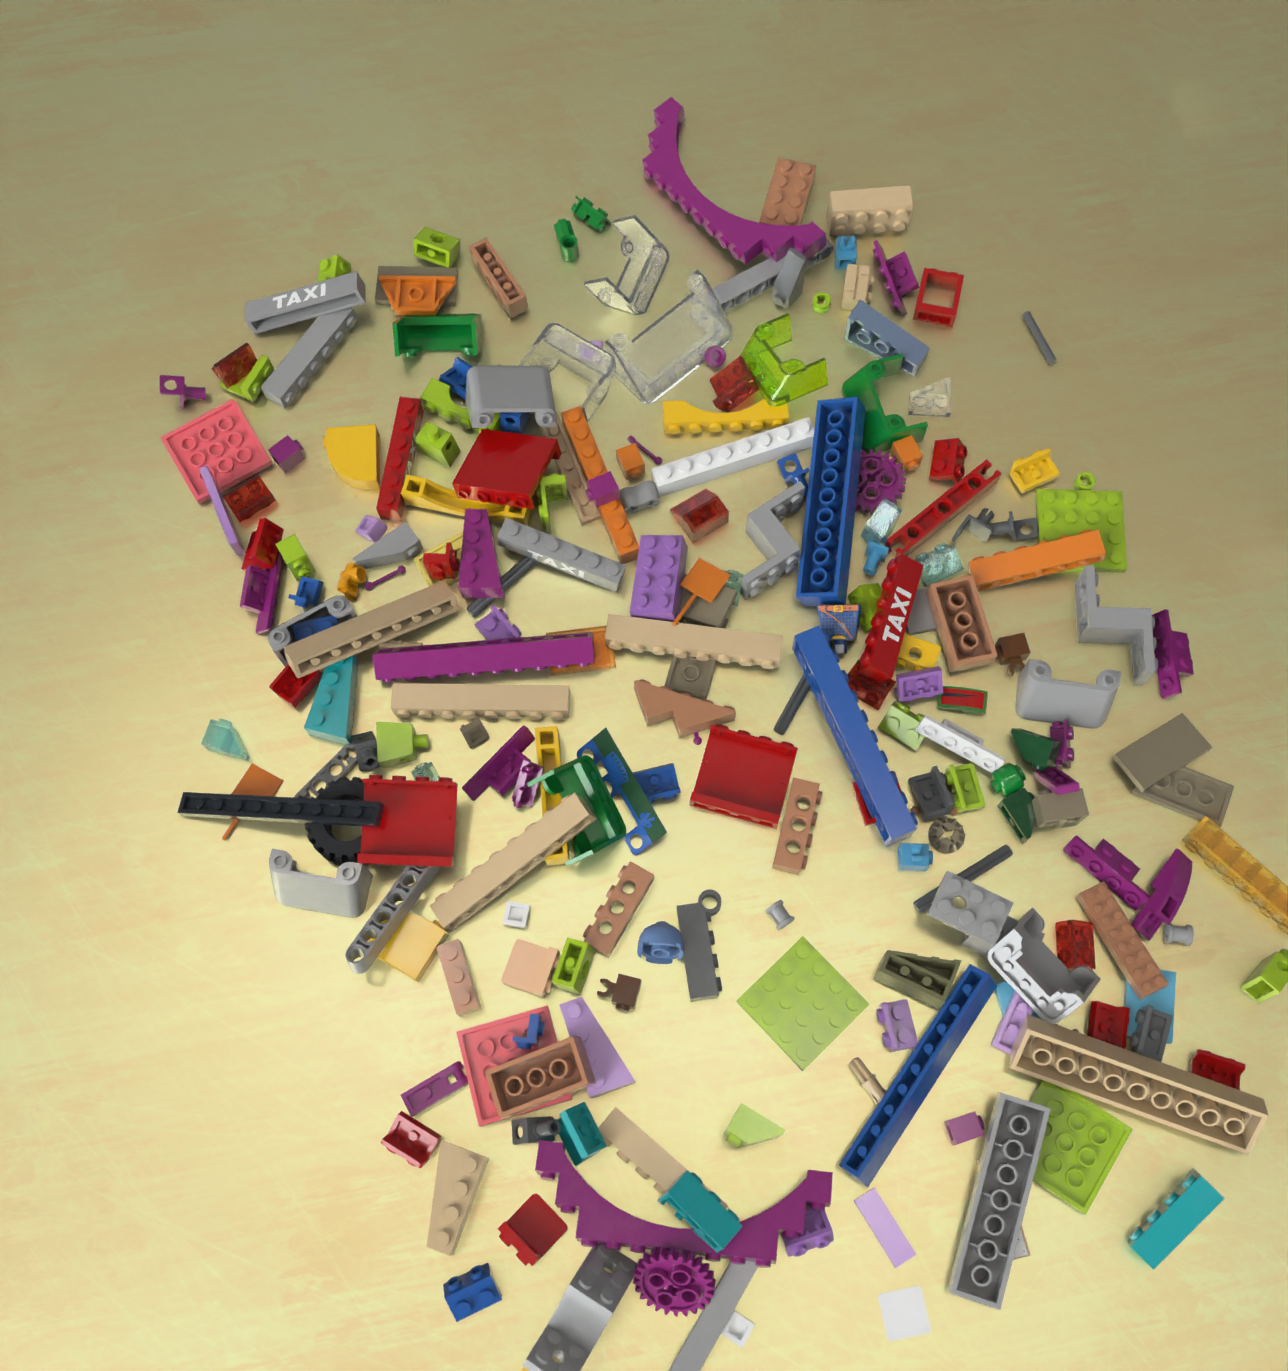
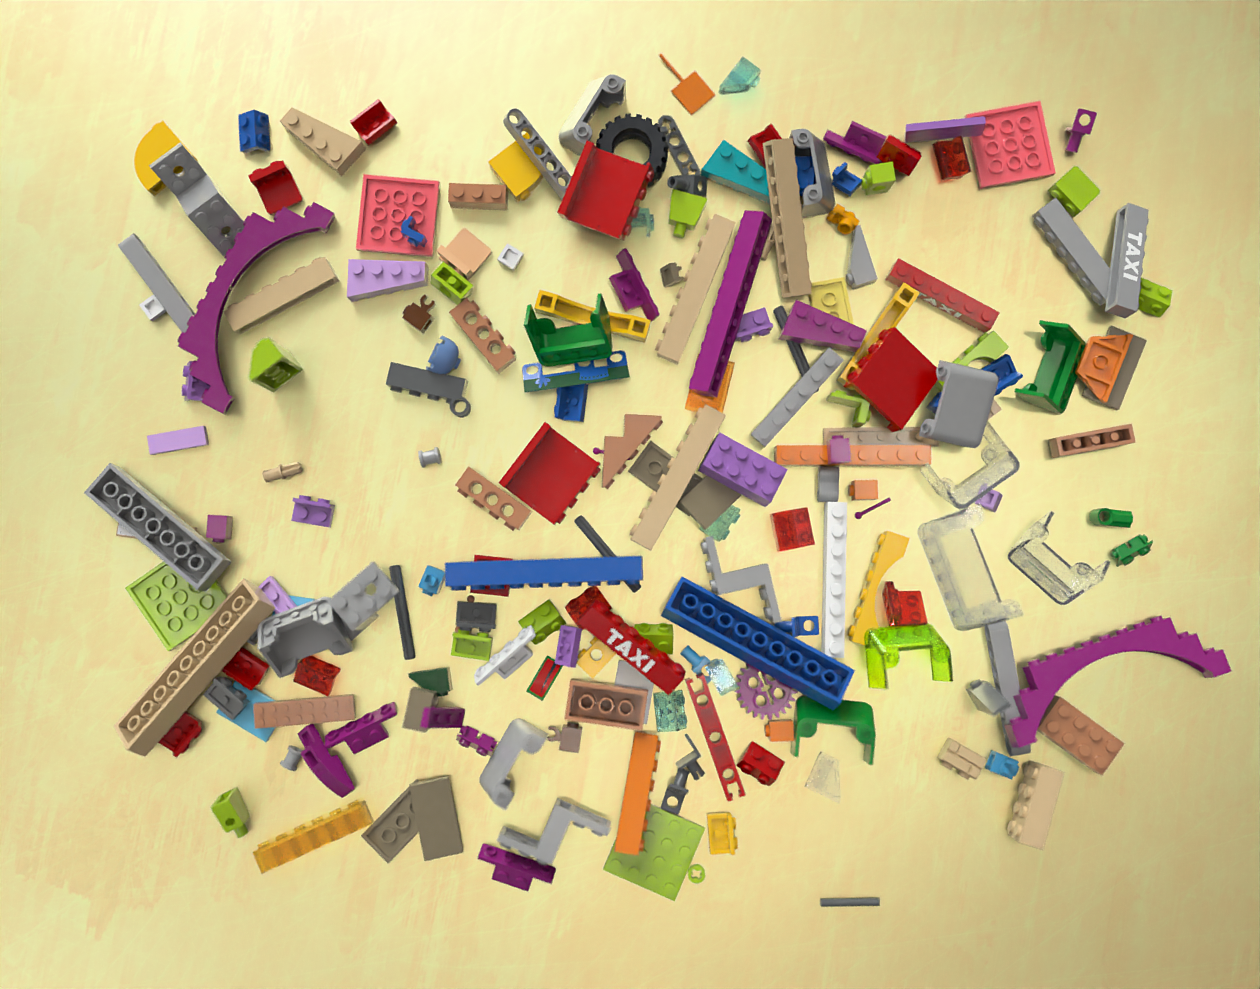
camera: 105 degrees right, 15 degrees up
(235, 365) = (1086, 182): clear red bracket -> none
(282, 809) = (657, 99): black plate -> none
(287, 453) = (983, 202): magenta brick -> none
(355, 455) = (960, 259): yellow brick -> none
(370, 585) = (834, 234): magenta hinge -> none
(371, 528) = (886, 252): lavender slope -> none
(434, 1089) = (404, 151): magenta plate -> none
(435, 441) = (943, 331): lime torso -> none
(436, 247) = (1146, 397): lime brick -> none
(442, 565) = (821, 301): red bracket -> none
(512, 861) = (546, 264): tan brick -> none
(522, 793) = (613, 302): magenta hinge -> none
(535, 1129) = (344, 214): dark grey bracket -> none
(540, 1077) = (373, 226): nougat brick -> none
(580, 1133) = (325, 243): teal bracket -> none
(674, 1281) = (197, 271): magenta gear -> none
(702, 1210) = (230, 304): teal wedge -> none
(703, 581) = (723, 505): orange piece -> none
(715, 356) = (940, 603): magenta tile -> none
(802, 1003) = (358, 448): lime plate -> none
(821, 296) = (957, 727): lime bush -> none
(840, 623) = (646, 603): torso -> none
(884, 338) = (897, 760): sand blue wedge -> none
(899, 275) = (960, 802): magenta bracket -> none
(904, 1313) = (117, 430): white sticker -> none
(918, 976) = (339, 542): olive wedge -> none
(918, 1075) = (268, 510): blue brick -> none
(934, 313) = (907, 819): red window -> none
(946, 845) = (448, 620): dark tan gear -> none
(1007, 779) = (463, 682): green head -> none
(1036, 748) = (479, 717): dark green slope -> none
(1174, 1218) = (95, 652): teal wedge -> none

